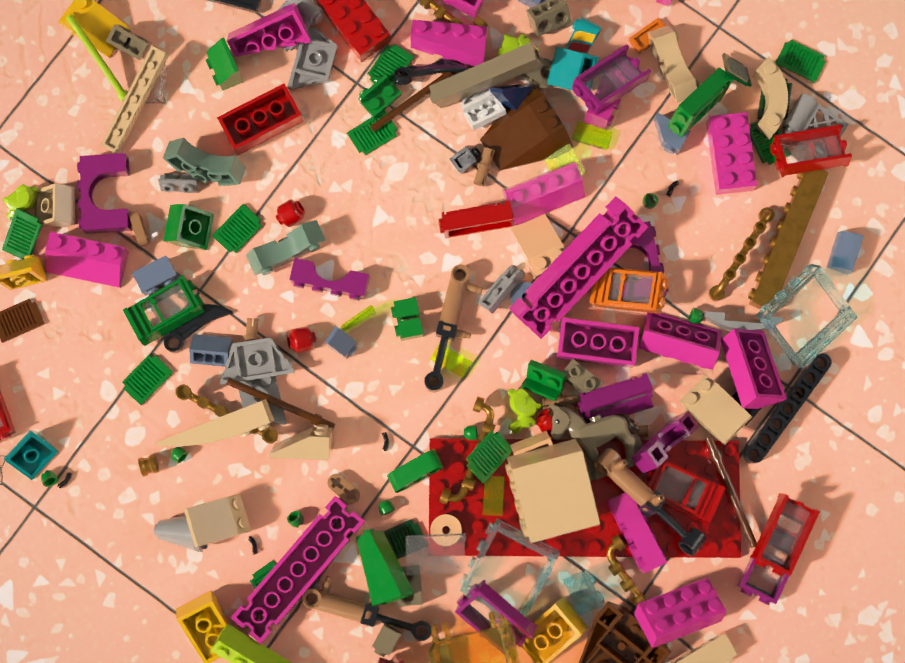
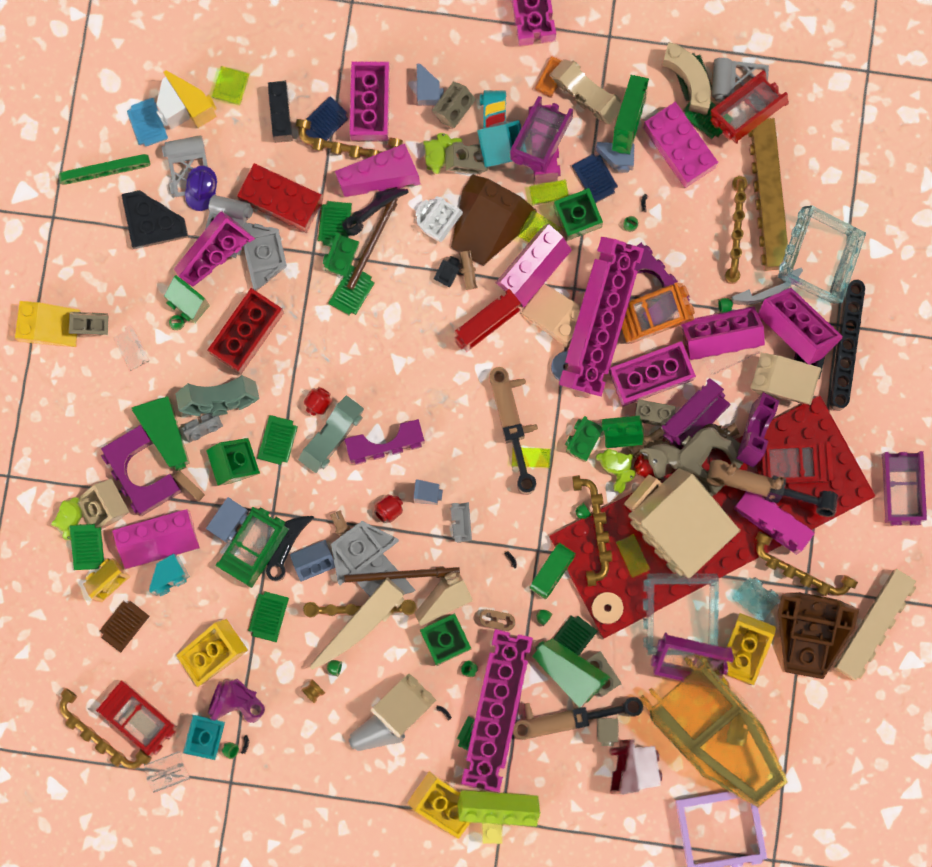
camera: 25 degrees left, 0 degrees up
(76, 295) = (167, 574): none -> teal slope
(77, 433) = (233, 696): none -> magenta piece
(80, 384) = (212, 652): none -> yellow slope
(97, 57) = (108, 373): lime bar -> none
(135, 99) = (122, 372): tan tile -> none
(143, 169) = (163, 429): none -> green slope
(205, 85) = (176, 326): none -> green hinge
(287, 481) = (445, 639): none -> green brick
(355, 392) = (461, 515): none -> light grey hinge
(358, 319) = (436, 451): clear neon green tile -> none
(403, 310) = (467, 433): green piece -> none
(435, 554) = (609, 633): clear piece -> none
(485, 75) = (427, 188): dark tan brick -> none
(488, 456) = (610, 523): green window -> none
(501, 288) = (542, 370): light grey hinge -> none
(507, 368) = (584, 439): none -> green bracket
(511, 95) = (459, 193): dark blue slope -> none
(607, 167) = (578, 214): none -> green brick
(640, 144) = (595, 176): none -> dark blue window
(680, 612) = (848, 570): dark pink brick -> none
(716, 456) = (807, 418): reddish brown bar -> none
(736, 70) = (645, 68): window -> none
(784, 535) = (903, 456): door -> none
(801, 60) = (697, 29): green window -> none
(844, 252) = (825, 181): sand blue brick -> none

